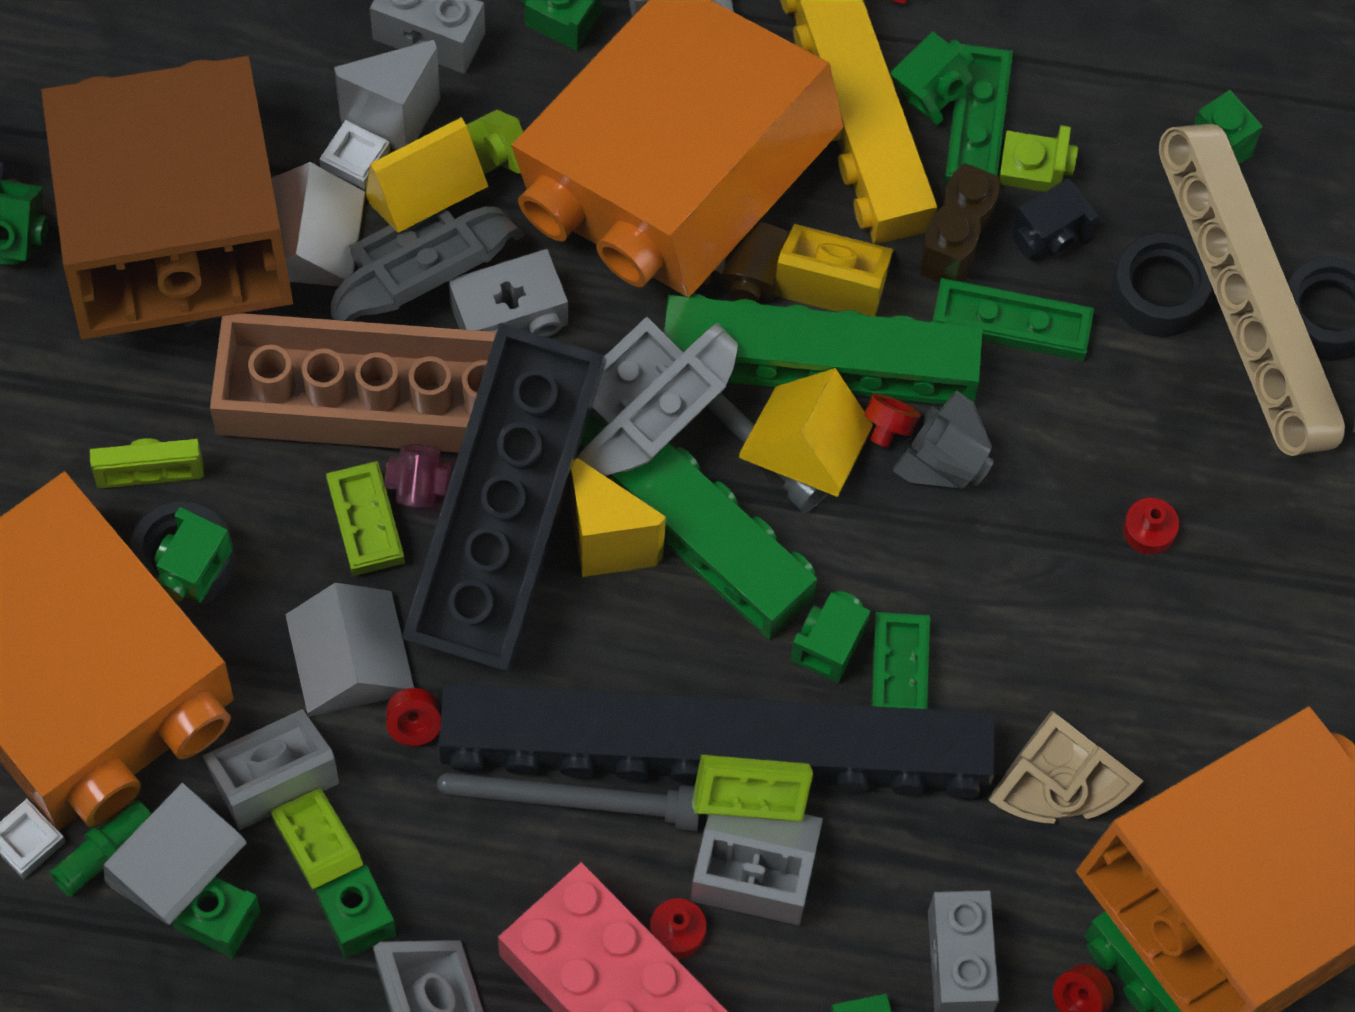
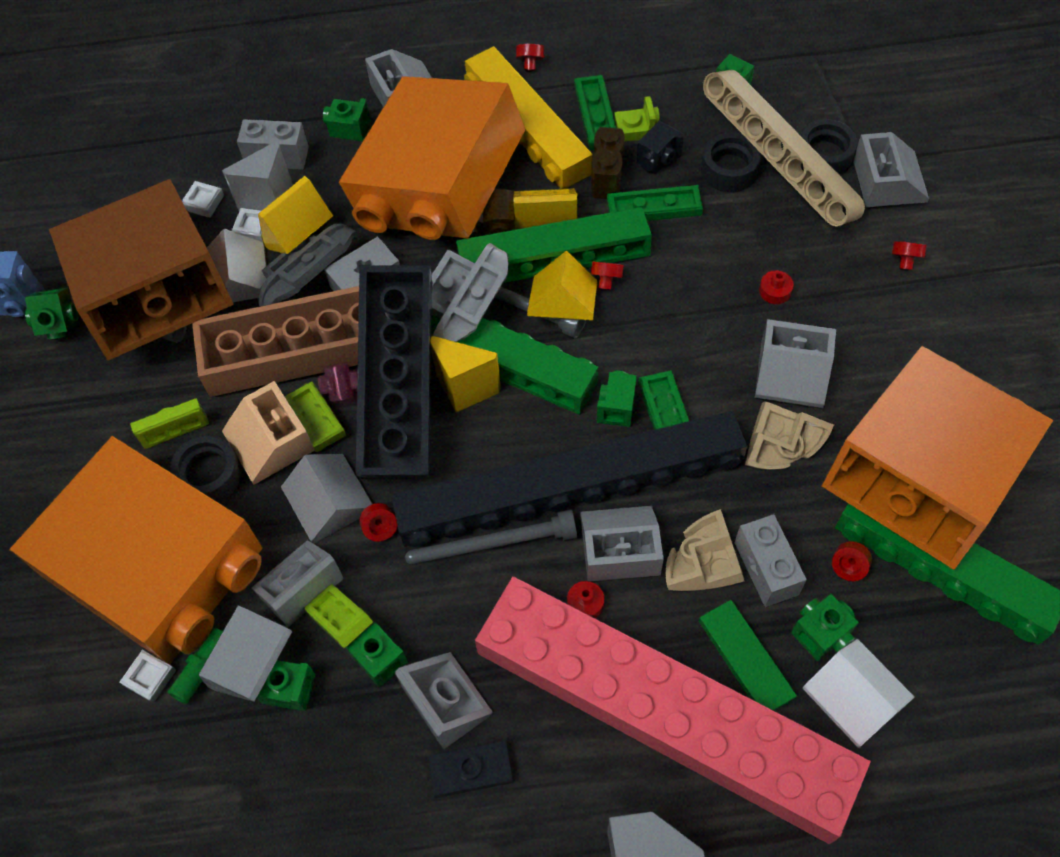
camera: 10 degrees left, 5 degrees down
(191, 557) = (210, 465): green brick -> none
(286, 526) = (266, 433): none -> light nougat slope
(288, 81) = (202, 199): none -> white tile
(493, 139) = (332, 192): lime bracket -> none
(752, 788) = (603, 498): lime plate -> none
(874, 920) = (704, 557): none -> tan brick
(933, 75) = (565, 93): green brick -> none
(949, 447) = (648, 277): dark grey brick -> none
(1121, 666) = (795, 363): none -> light grey slope

